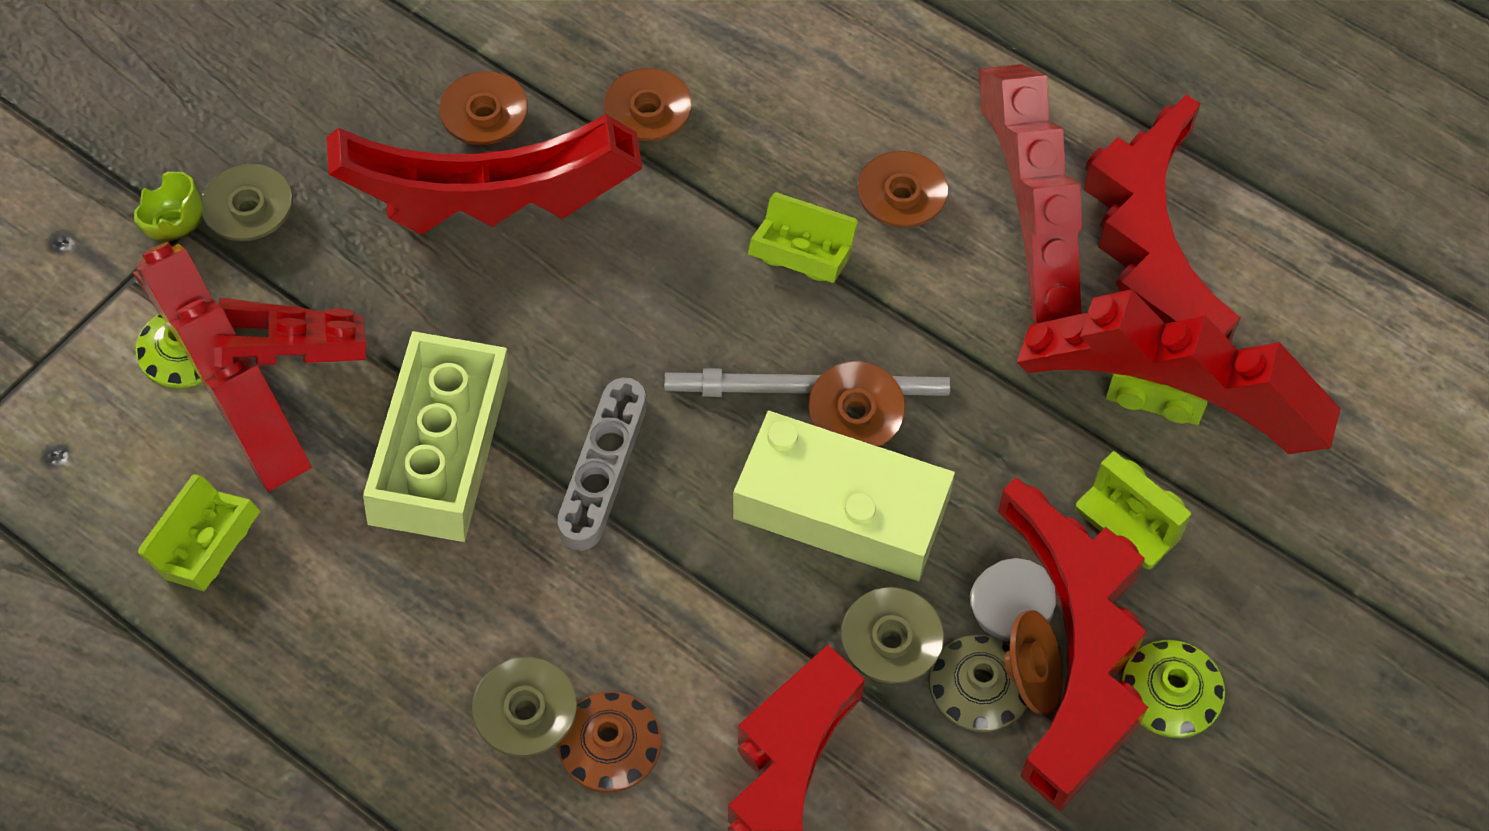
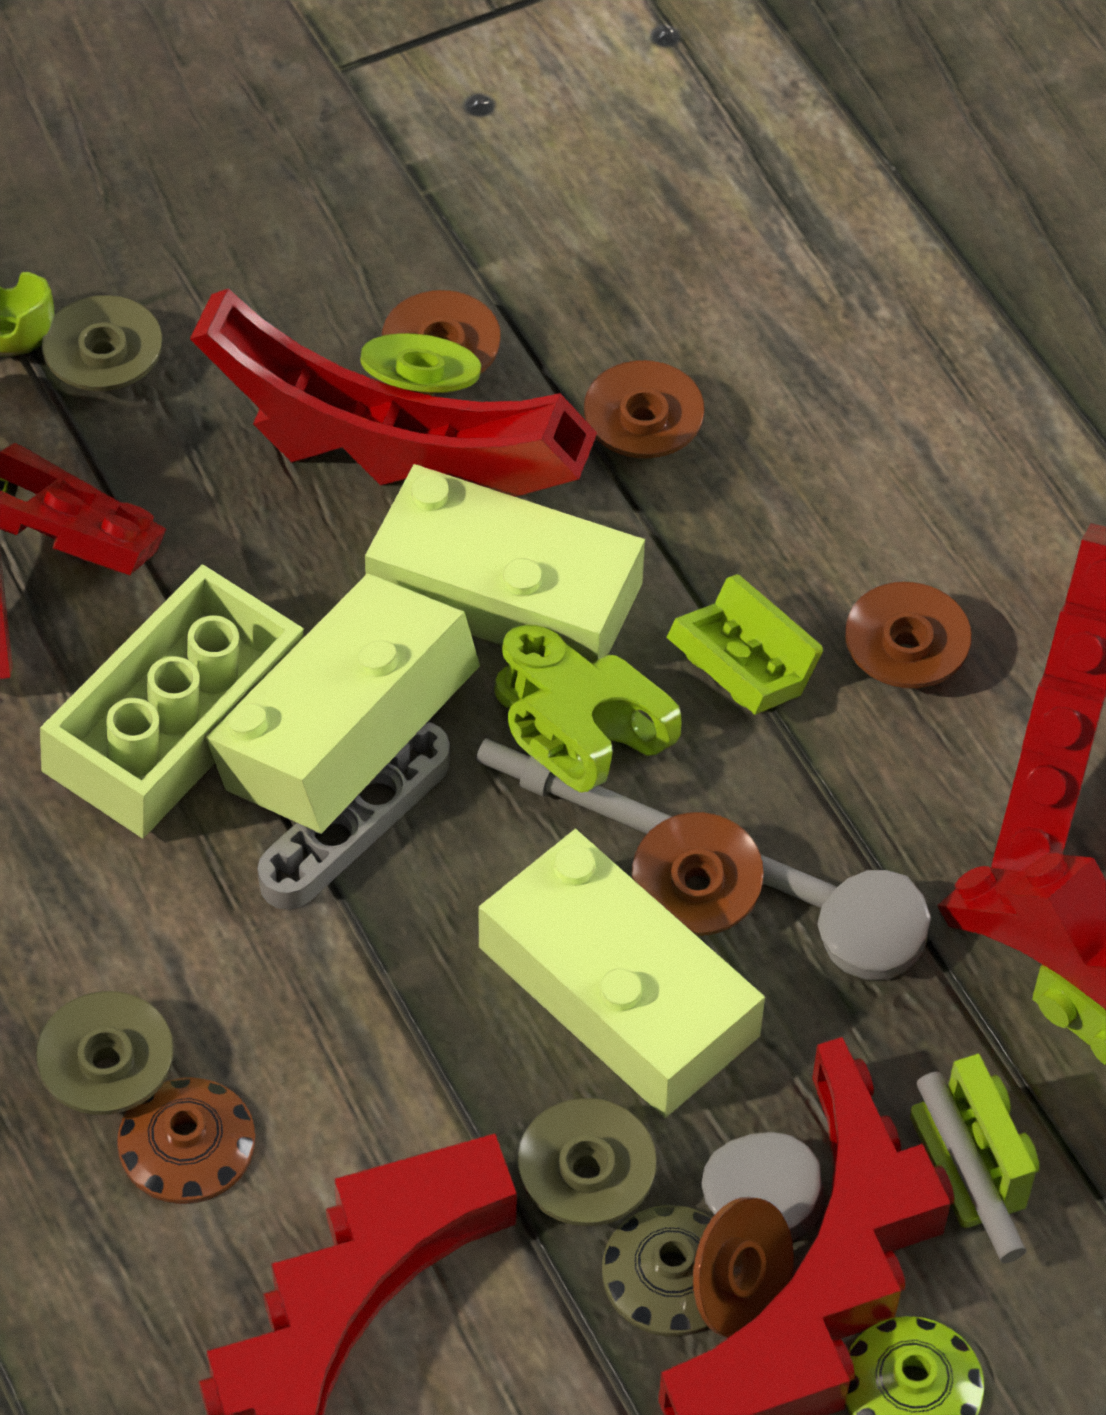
camera: 25 degrees right, 5 degrees down
(484, 130) = (420, 363): none -> lime dish
(559, 388) = (343, 702): none -> yellowish green brick
(614, 251) = (508, 561): none -> yellowish green brick
(718, 326) = (573, 708): none -> lime piece
(986, 392) = (875, 925): none -> light grey piece
(1138, 528) = (971, 1167): none -> light grey bar

